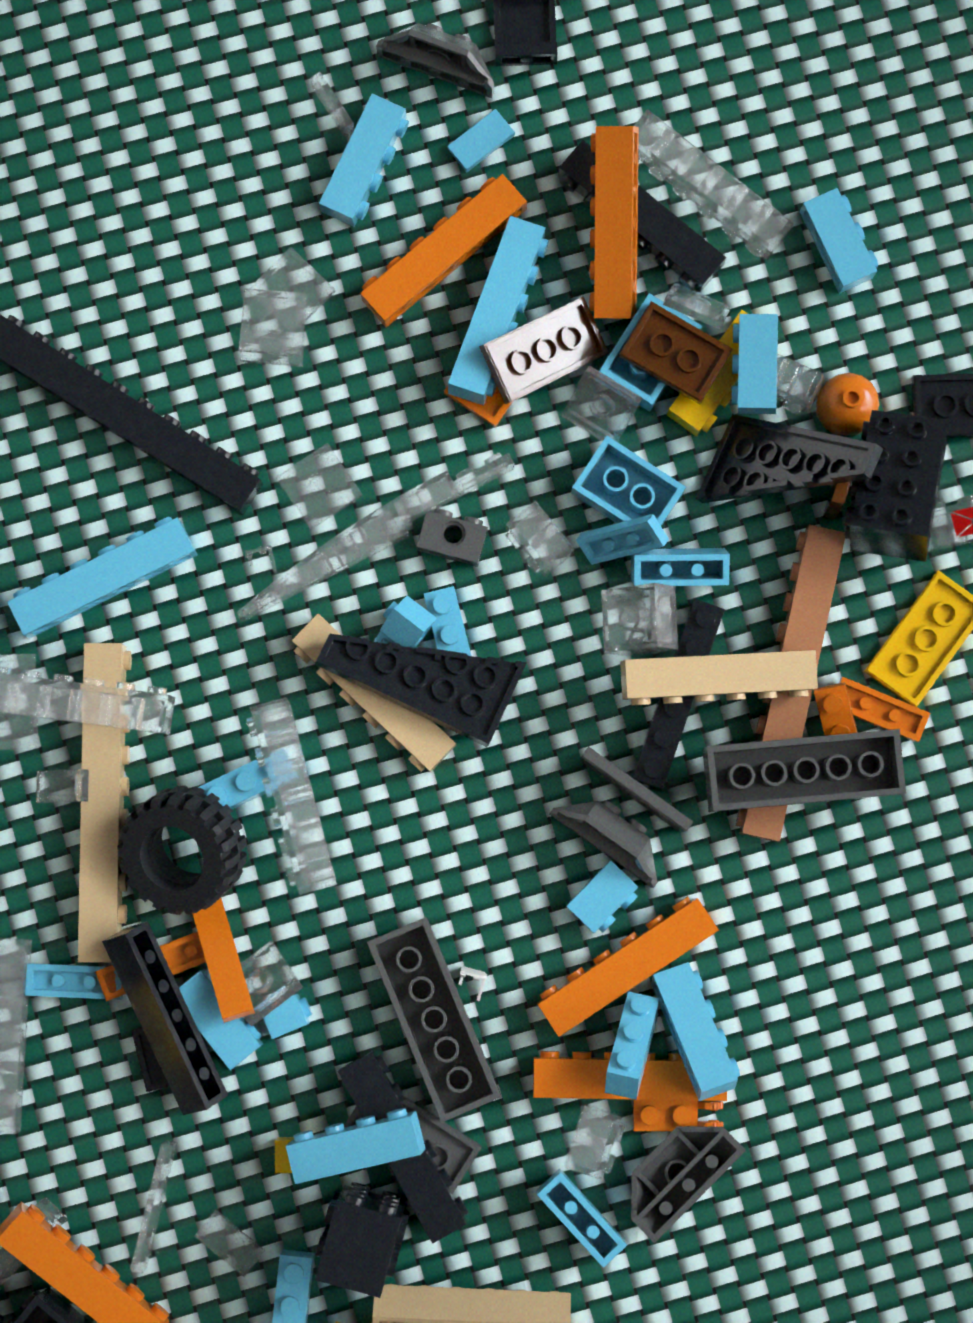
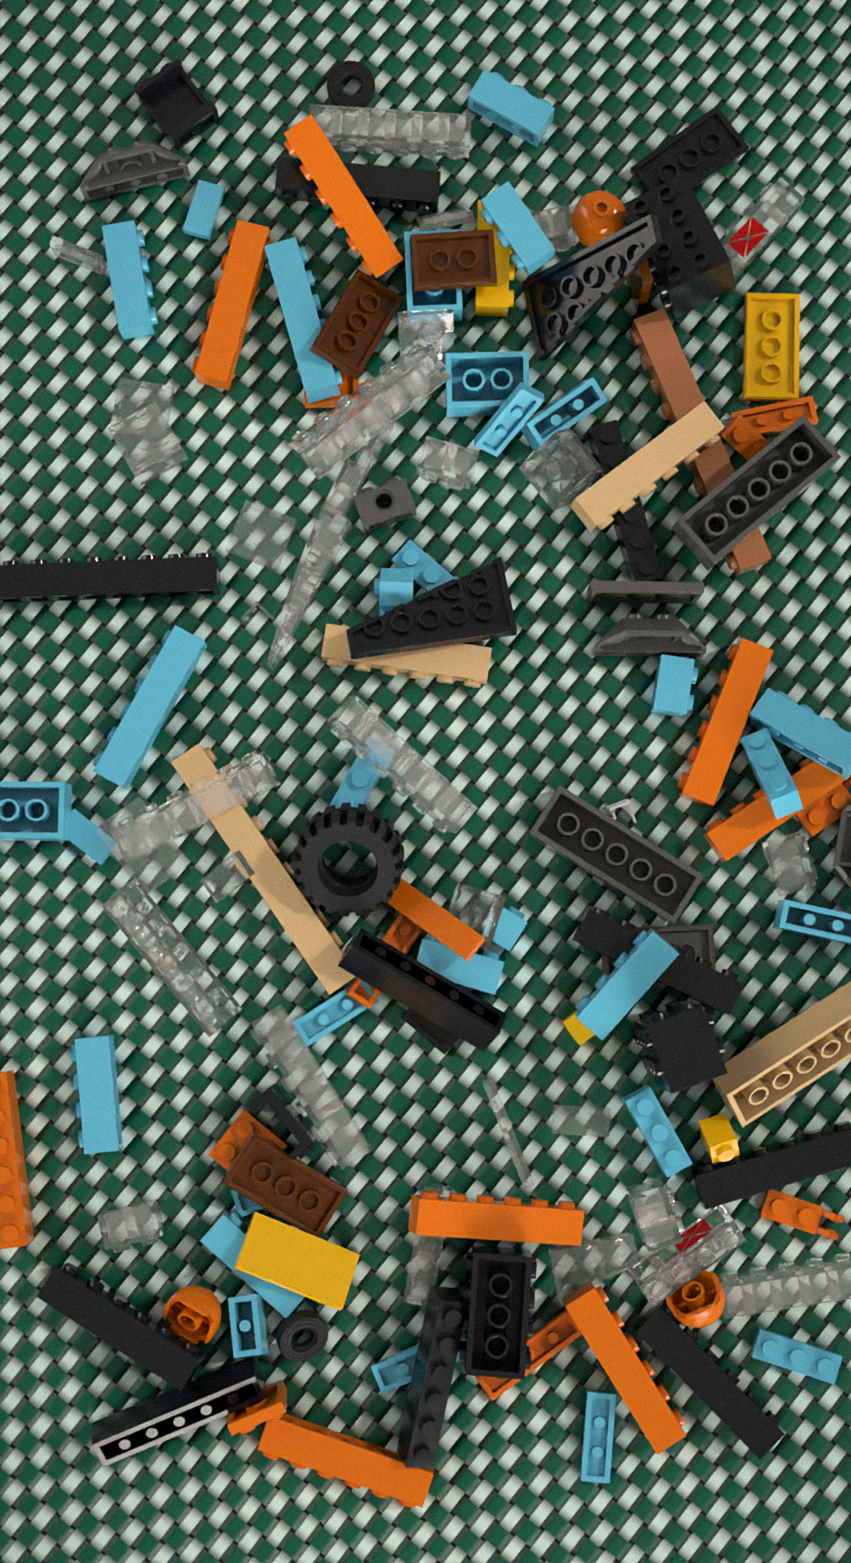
camera: 35 degrees left, 0 degrees up
(496, 440) = (369, 409): none -> clear brick
(711, 99) = (346, 70): none -> black tyre

